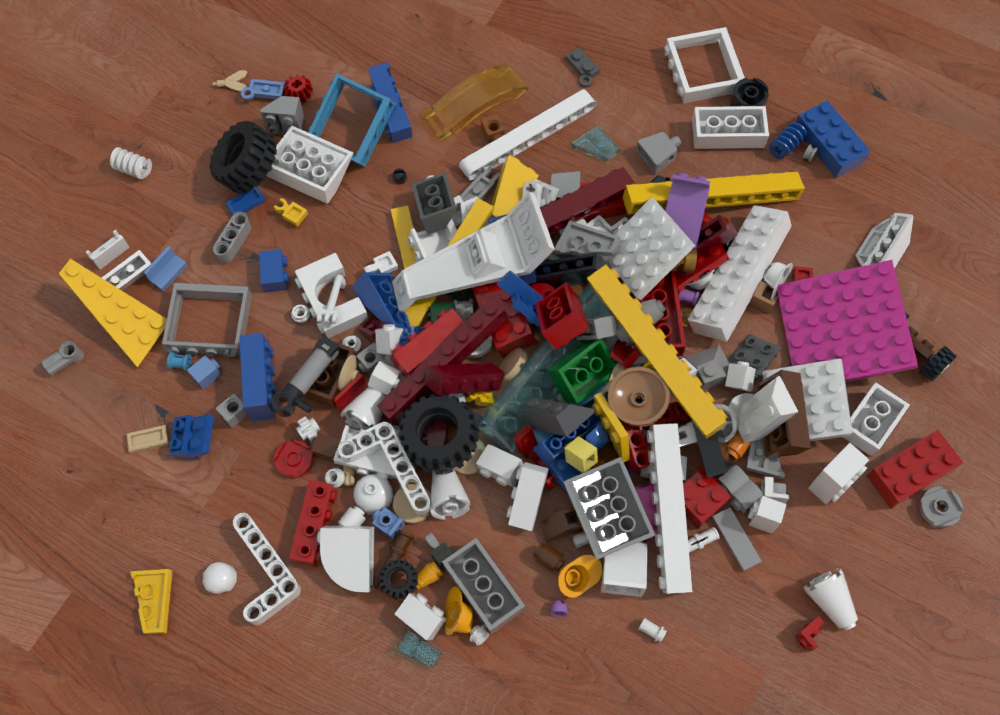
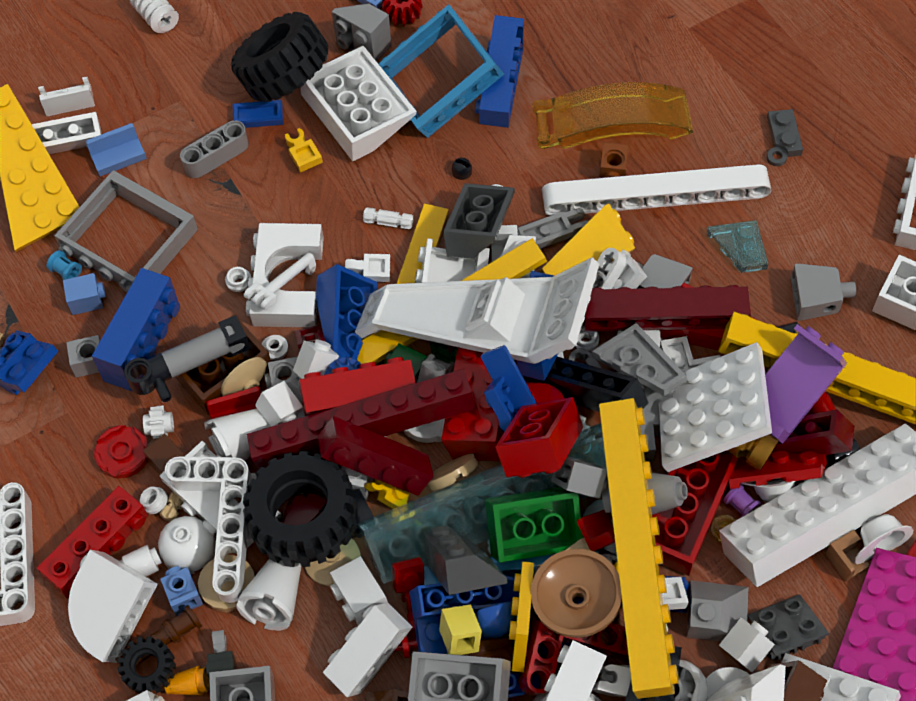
camera: 30 degrees right, 5 degrees down
(272, 270) = (237, 211): blue brick -> none
(372, 229) = (388, 218): none -> white axle

